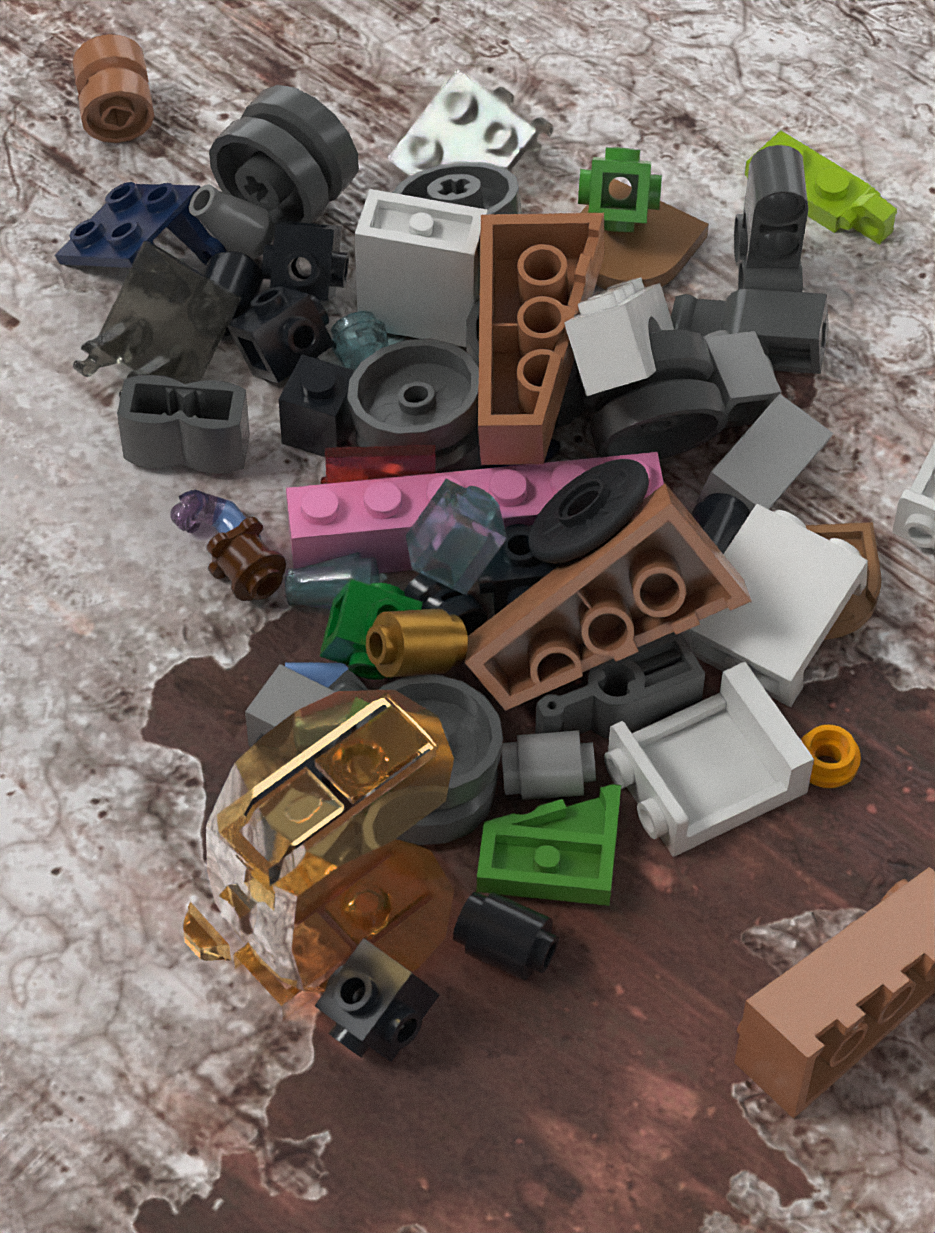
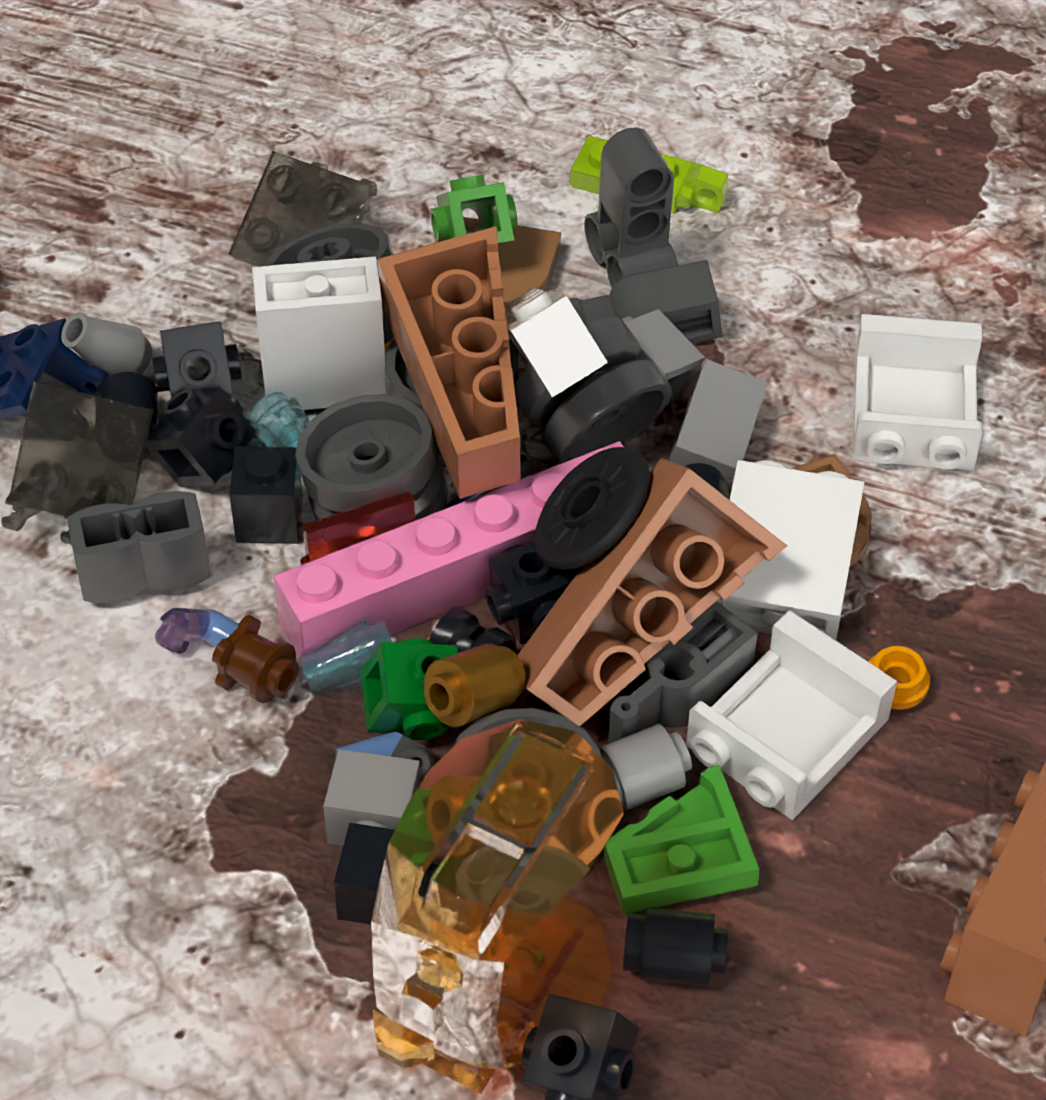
camera: 20 degrees left, 5 degrees down
(285, 155) = (139, 268): dark grey wheel -> none
(456, 535) = (466, 570): clear light blue brick -> none

